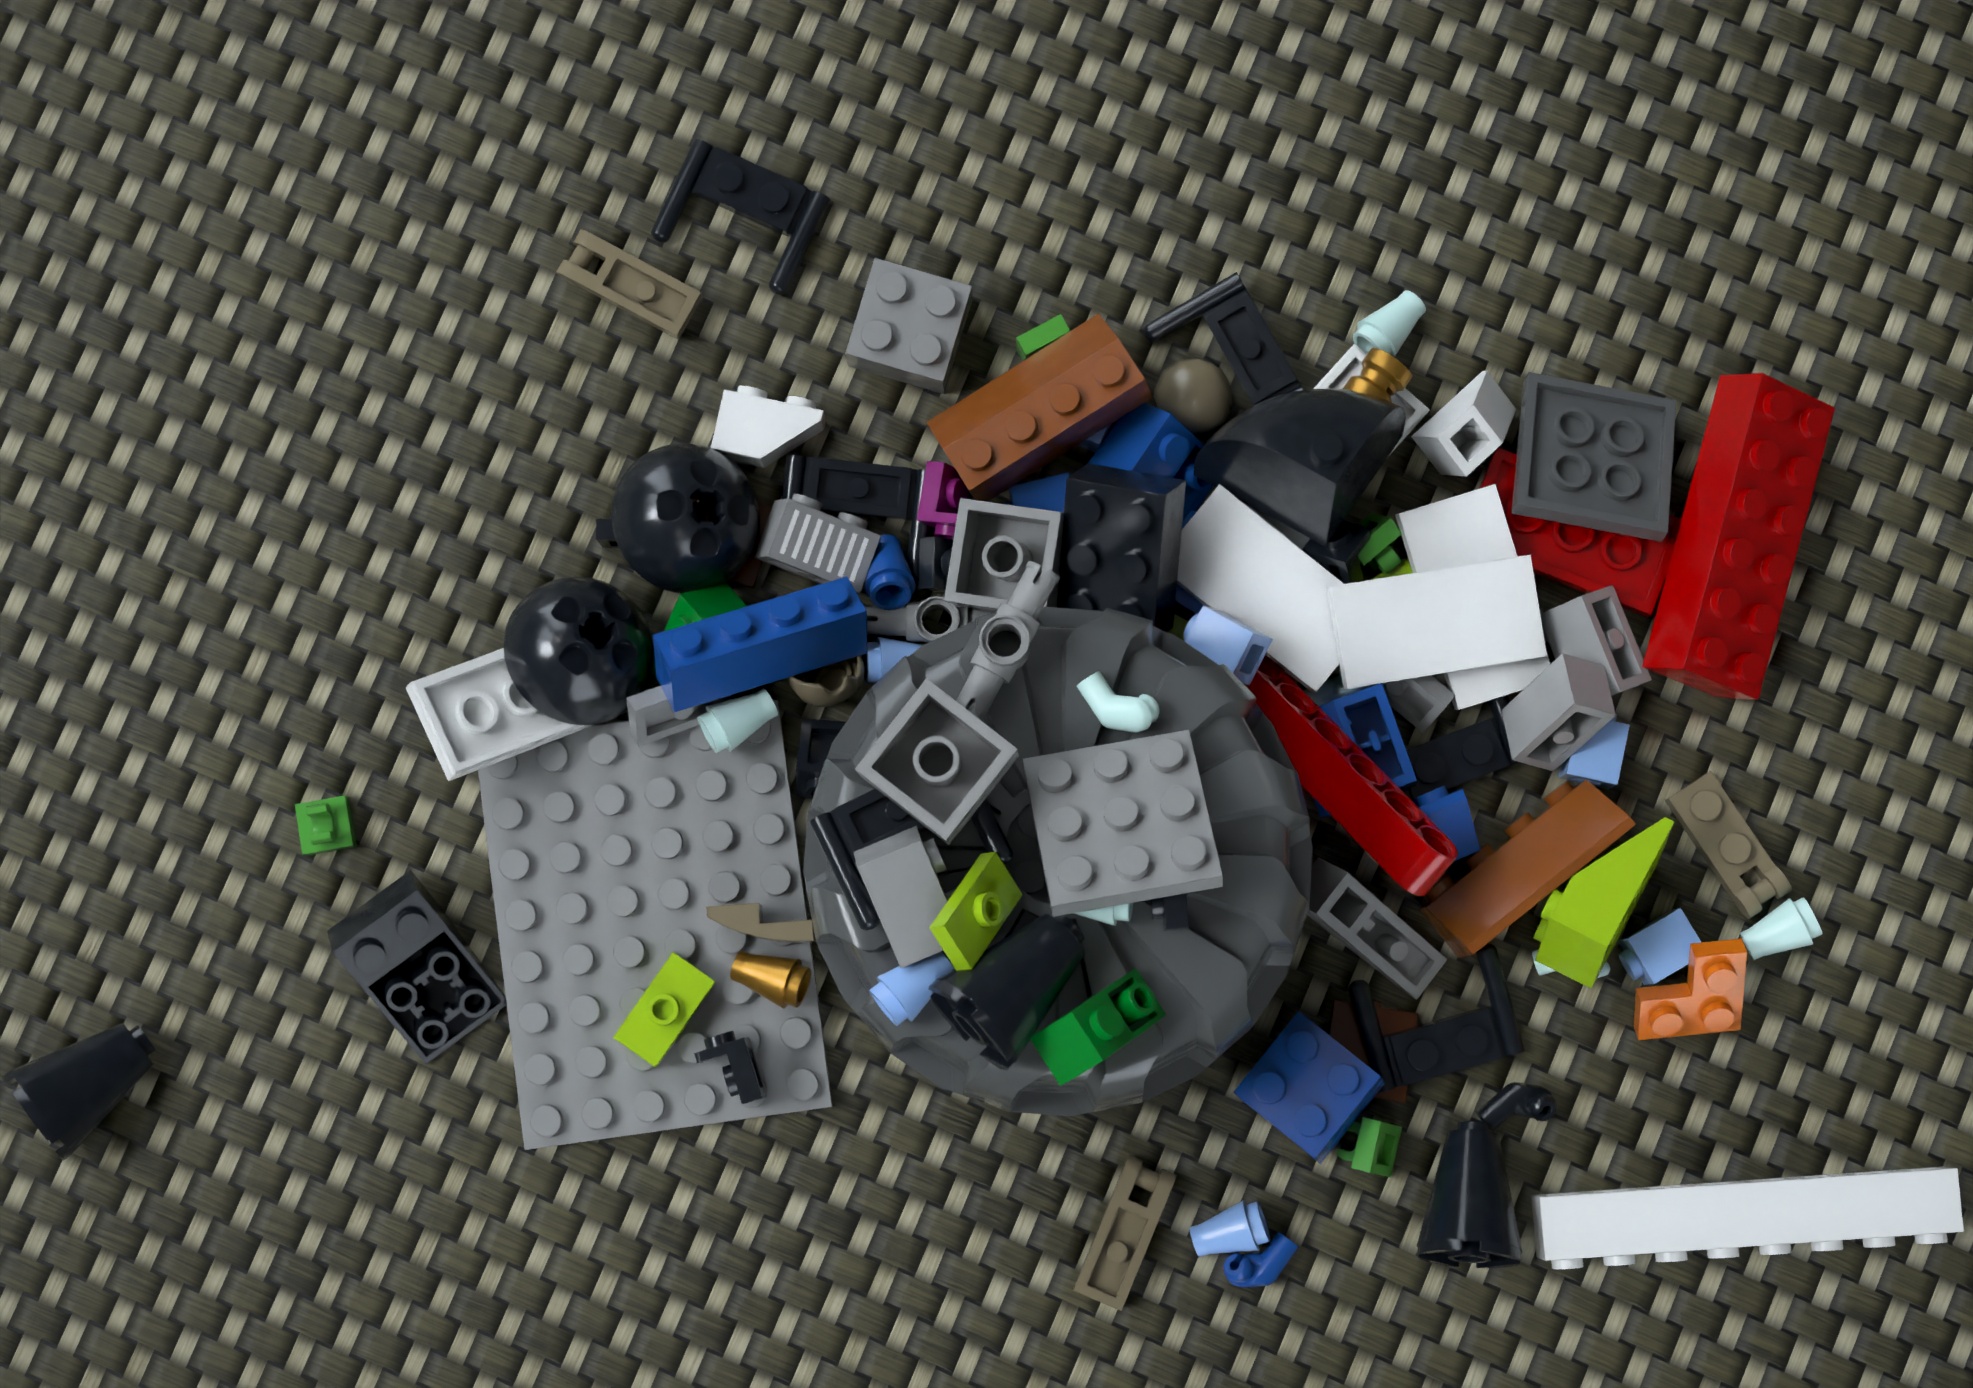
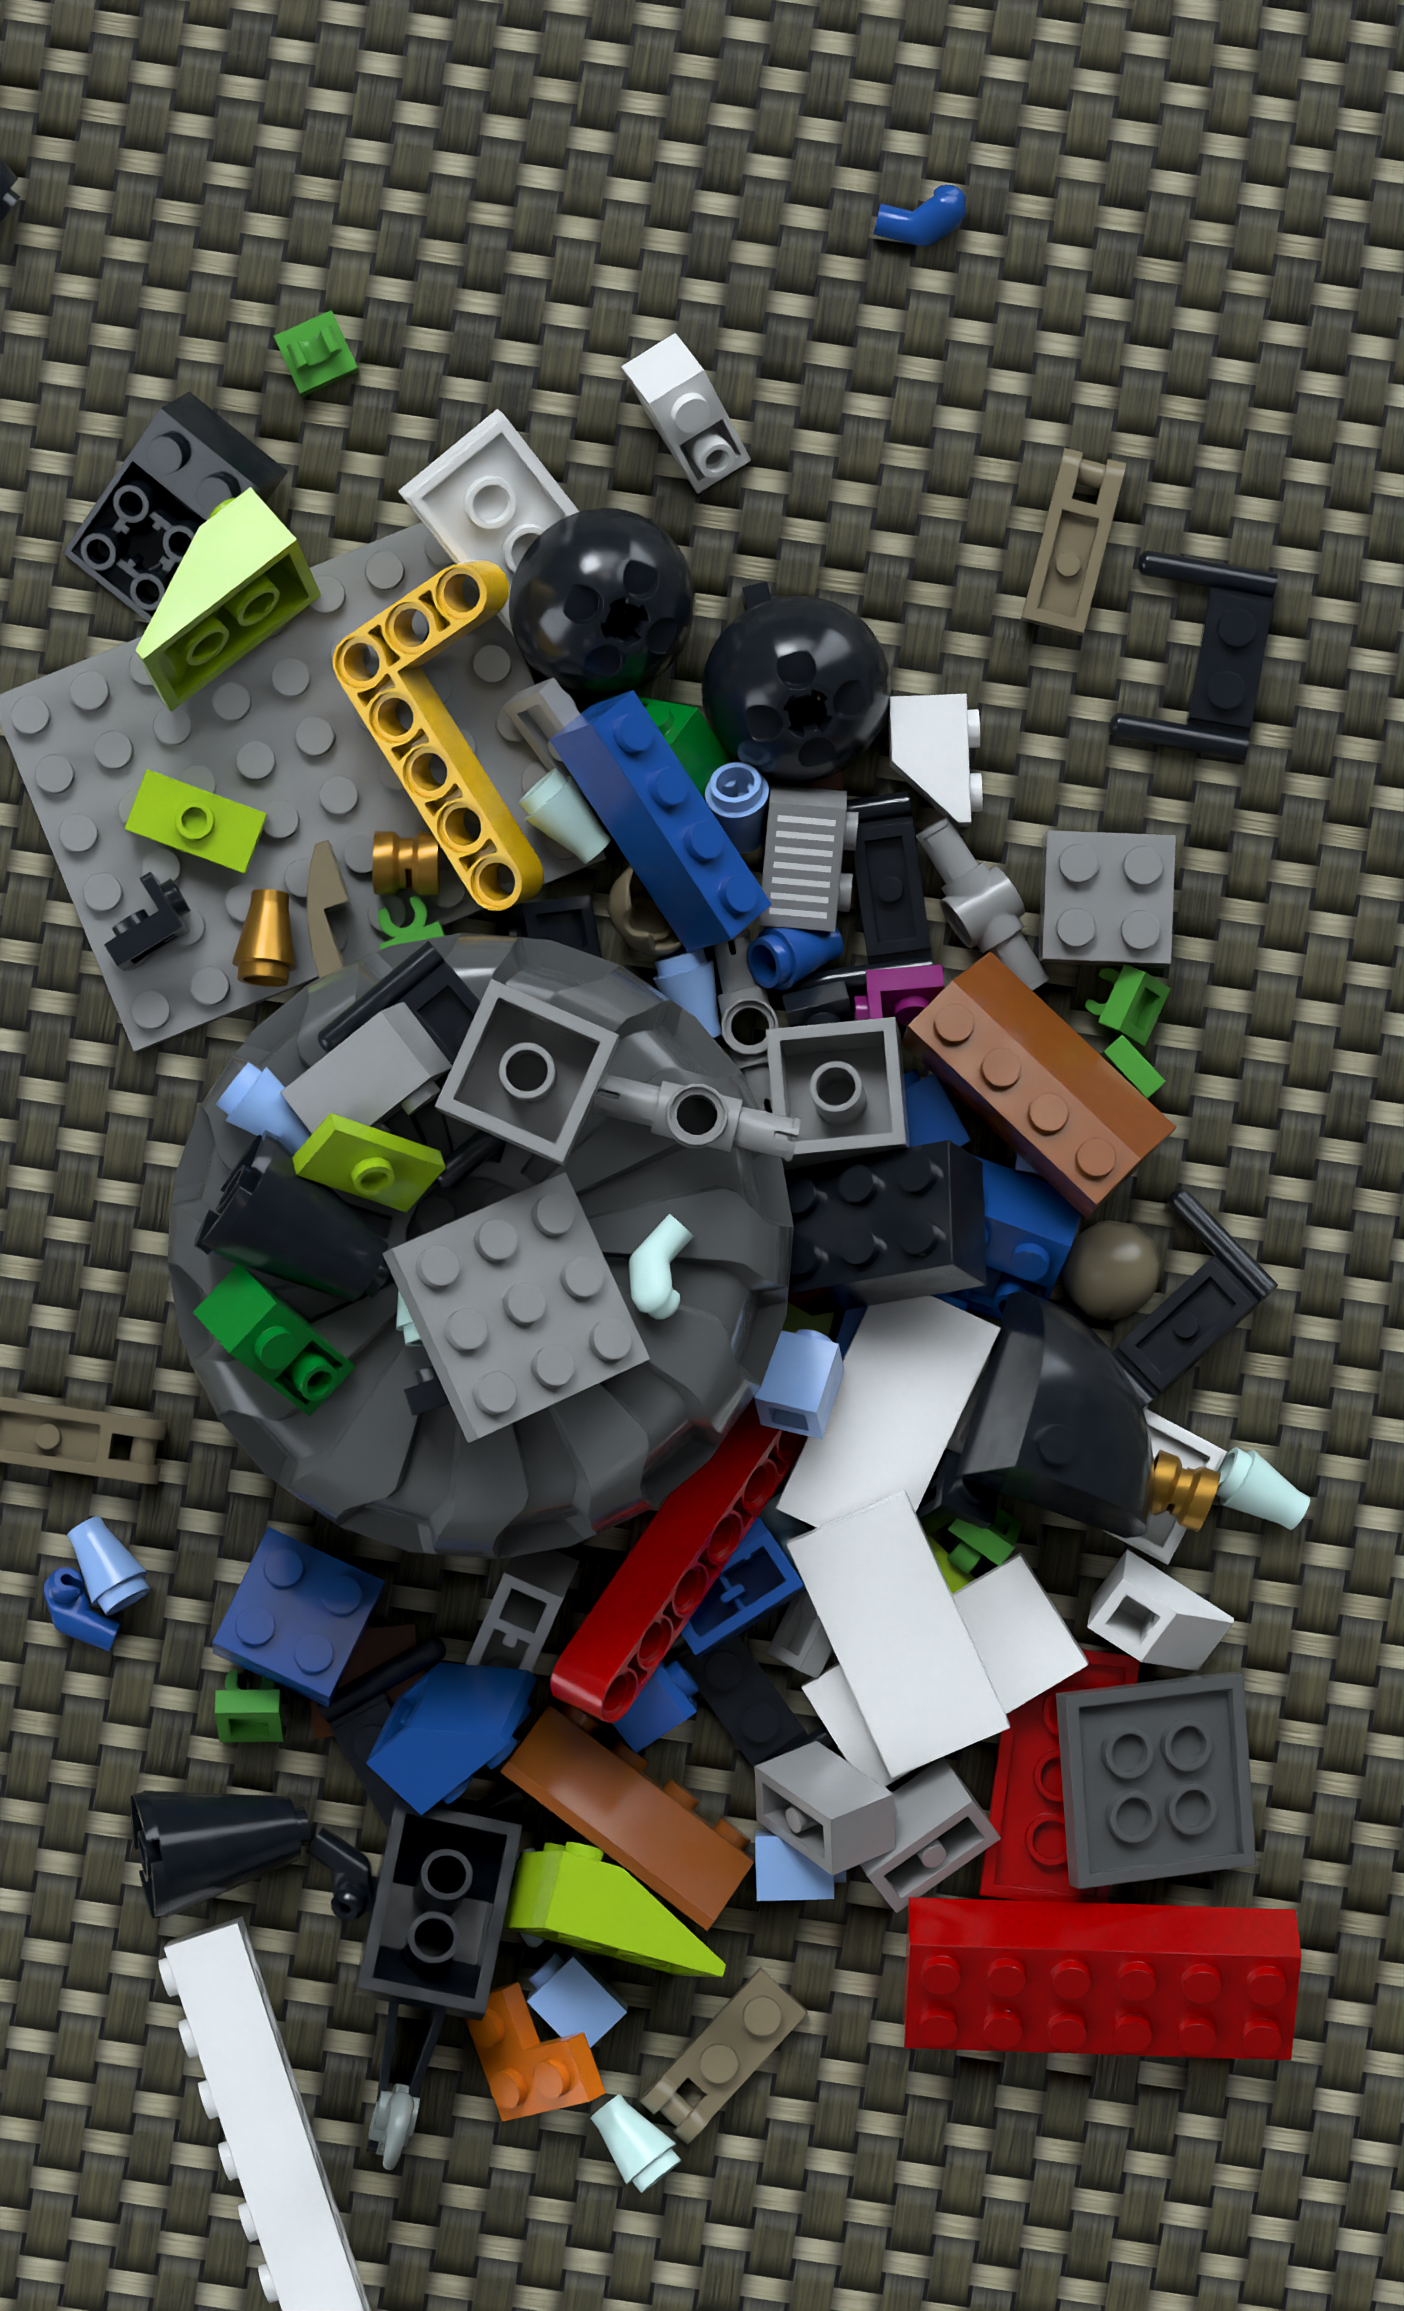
camera: 75 degrees right, 5 degrees up
(356, 334) = (926, 223): none -> blue arm
(449, 550) = (686, 412): none -> white slope
(492, 933) = (226, 597): none -> lime slope
(644, 802) = (435, 730): none -> yellow beam
(740, 851) = (406, 863): none -> pearl gold wheel
(759, 581) = (739, 802): none -> light blue cone
(796, 862) = (413, 932): none -> bright green tile
(886, 422) = (981, 903): none -> light grey pin
(993, 326) = (1132, 1003): none -> bright green tile
(1428, 988) = (449, 1729): none -> blue slope
(1593, 1047) = (431, 1940): none -> black slope

